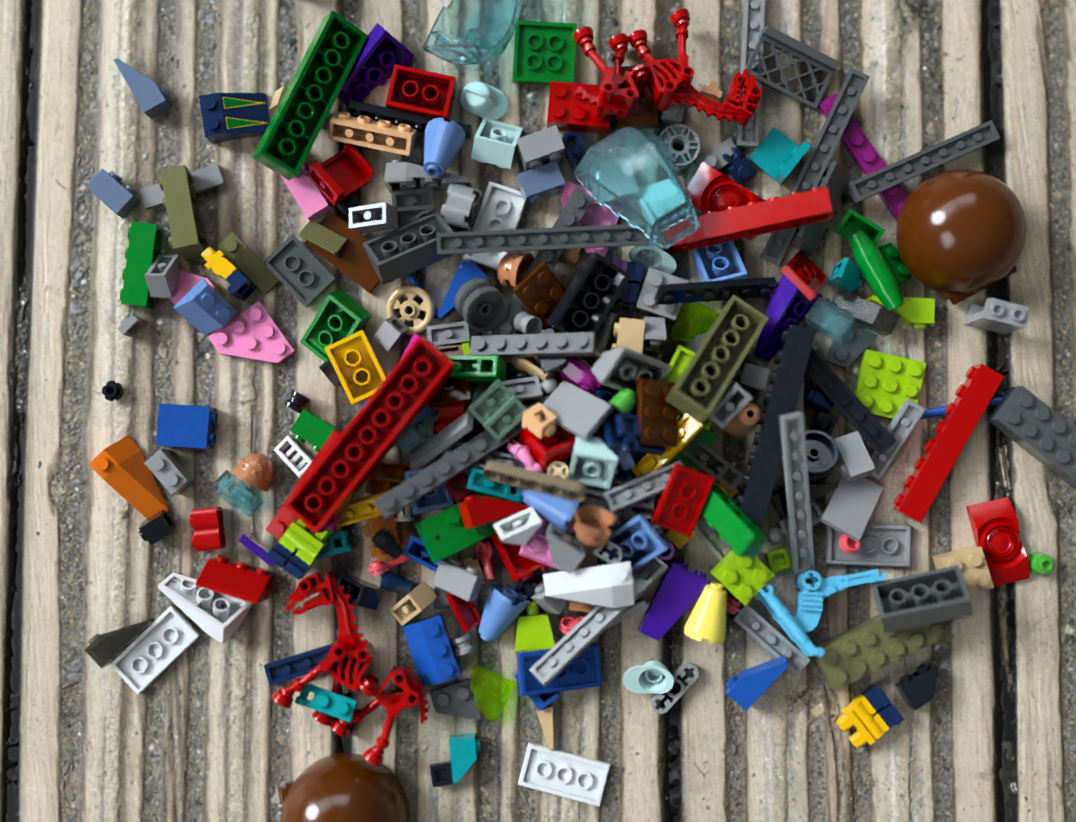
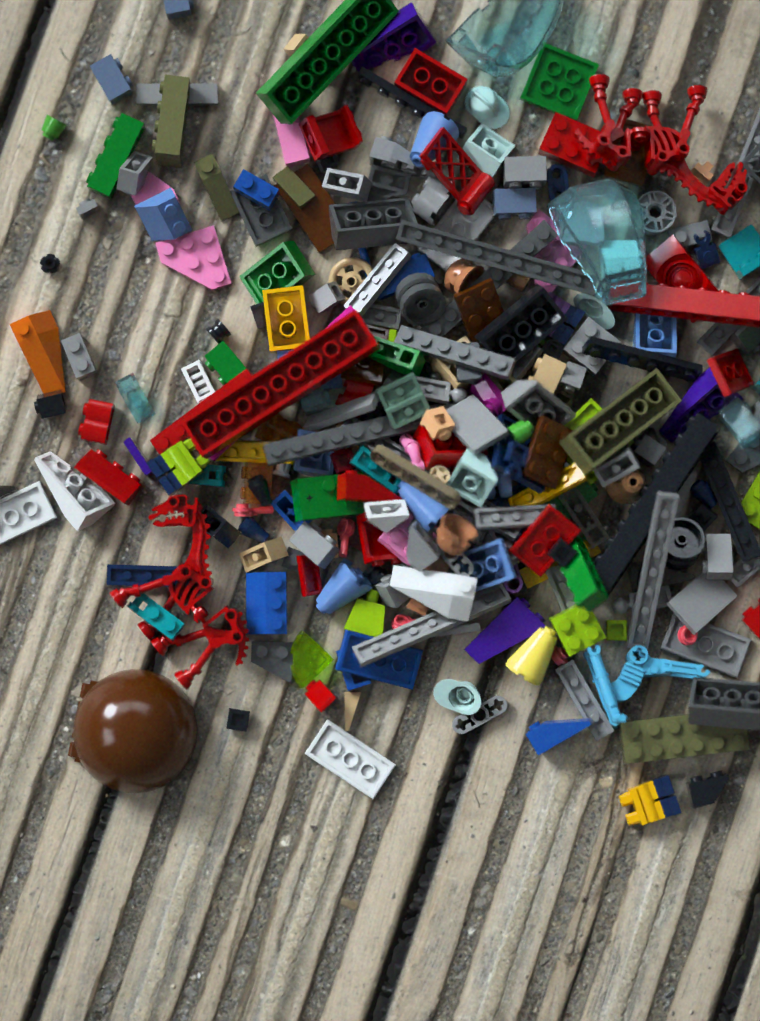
camera: 20 degrees right, 0 degrees up
(71, 259) = (52, 128): none -> bright green hat
(186, 426) = (108, 319): blue panel -> none
(221, 265) = (192, 183): hips -> none
(234, 115) = (249, 44): dark blue slope -> none
(255, 471) = (160, 381): nougat helmet -> none
(287, 252) = (256, 190): none -> blue brick
(371, 133) = (372, 105): light nougat brick -> none
(434, 299) = (378, 279): none -> plate
(463, 644) = (297, 607): light grey wheel -> none
(463, 753) = (264, 707): teal slope -> none
(499, 177) = (472, 191): none -> red piece
(514, 724) = (319, 695): none -> red slope
(527, 323) = (457, 330): light grey wheel -> none
(673, 114) = (661, 180): light grey plate -> none
(692, 321) = (612, 380): clear neon green brick -> none
(704, 507) = (562, 552): none -> black plate

